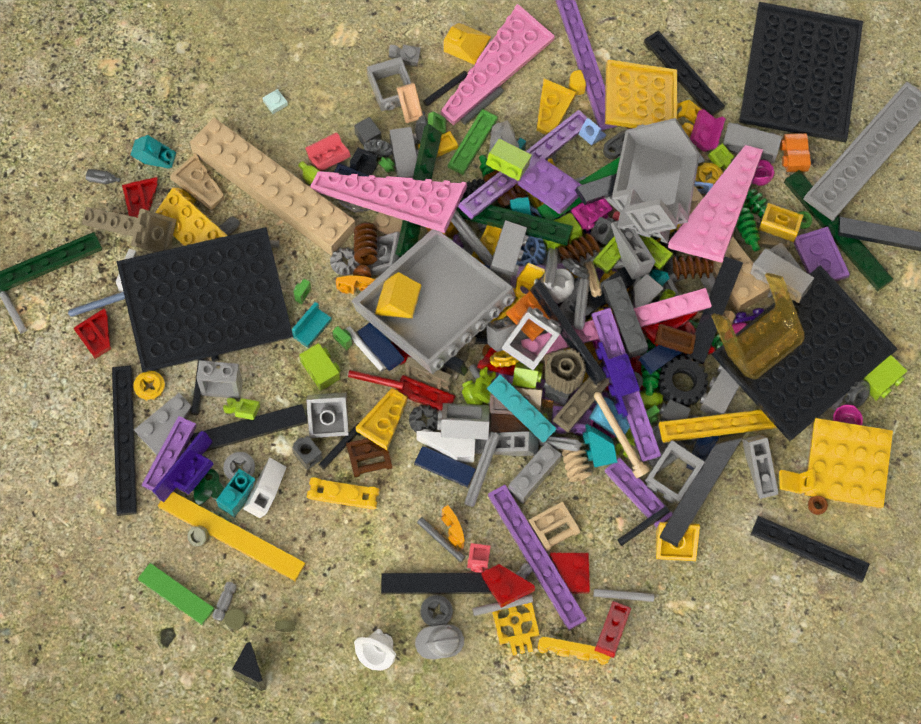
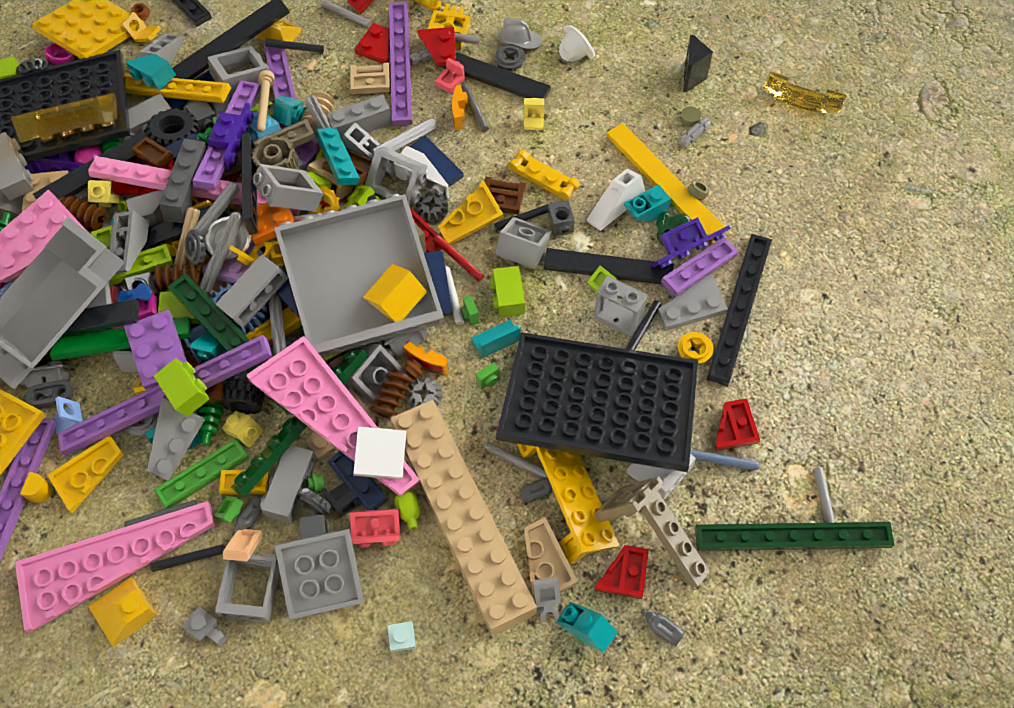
camera: 150 degrees left, 5 degrees down
(132, 690) = (802, 97): none -> clear yellow slope
(176, 594) = (737, 155): bright green tile -> none
(187, 156) = (547, 596): none -> light grey plate
(238, 458) = (636, 227): light grey gear -> none
(285, 626) = (648, 91): olive tile -> none
(344, 184) = (380, 453): none -> white tile
(347, 106) = (319, 573): none -> light grey plate
(379, 547) = (533, 114): none -> light yellow bracket
(463, 175) = (242, 428): none -> light yellow bracket
(592, 218) = (140, 292): none -> blue piece
(686, 284) = (101, 192): none -> light yellow bracket
(741, 423) = (151, 70): none -> teal slope

